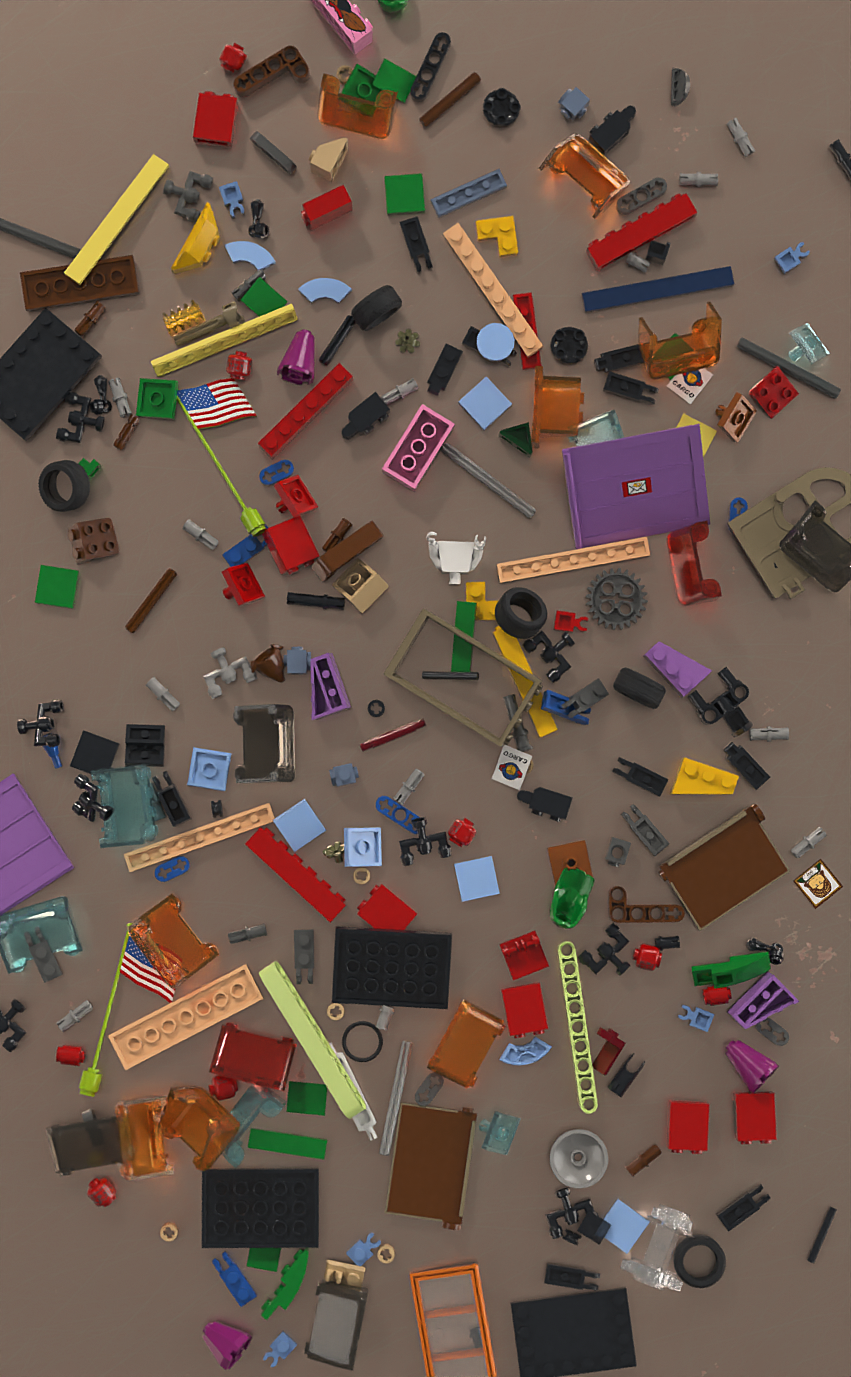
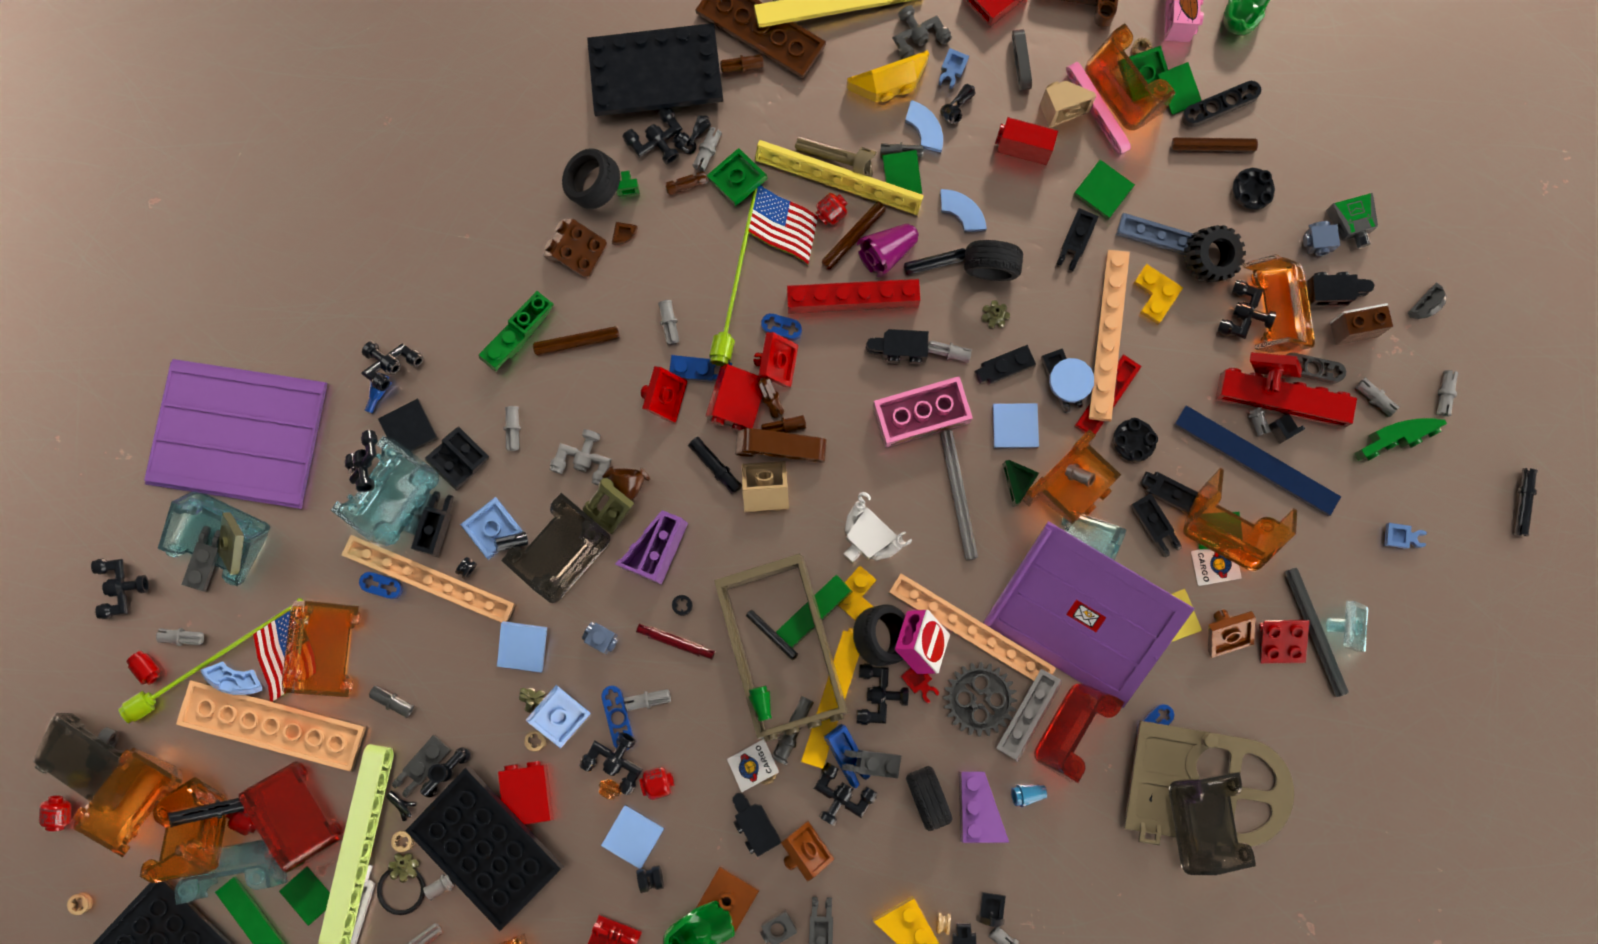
camera: 50 degrees right, 5 degrees down
(54, 927) = (230, 543): none -> olive plate
(56, 586) = (509, 259): green tile -> none
(107, 629) = (517, 332): none -> green slope
(115, 502) = (623, 233): none -> reddish brown tile
(134, 1012) = (231, 681): none -> light blue tile
(182, 317) = (820, 127): clear yellow piece -> none
(204, 1093) = (204, 812): none -> black pin
(230, 765) = (511, 541): none -> black piece
(268, 370) = (853, 235): none -> reddish brown axle
(278, 687) = (613, 511): none -> olive plate
(295, 874) = (479, 687): red brick -> none
(297, 661) = (651, 502): sand blue brick -> none
(313, 525) = (770, 397): none -> reddish brown axle
(315, 990) = (401, 805): none -> black bar
(323, 945) = (444, 772): none -> black piece
(350, 1026) = (403, 867): none -> olive plant
(354, 142) = (1100, 110): none -> bright pink beam
(435, 862) = (609, 789): none -> clear orange plate
(482, 721) = (760, 701): none -> green cone
(514, 890) = (655, 878): none -> black wheel
(526, 169) = (1230, 253): none -> black tyre
(549, 594) = (922, 642): none -> piece
(554, 399) = (1076, 473): none -> light grey pin
(567, 196) = (1246, 311): none -> black piece
(584, 71) = (1355, 218): none -> torso
(584, 735) = (841, 795): none -> black piece
(593, 789) = (806, 852): none -> dark orange tile
(617, 219) = (1274, 367): none -> red tile
(642, 777) = (861, 881): black hinge -> none
(647, 141) = (1361, 324): none -> reddish brown piece
(656, 581) = (1029, 715): none -> light grey panel
(698, 631) = (1027, 794): none -> dark azure cone
(715, 757) = (943, 923): none -> tan bush
(724, 703) = (994, 881): black piece -> none
(736, 187) = (1402, 434): none -> green slope

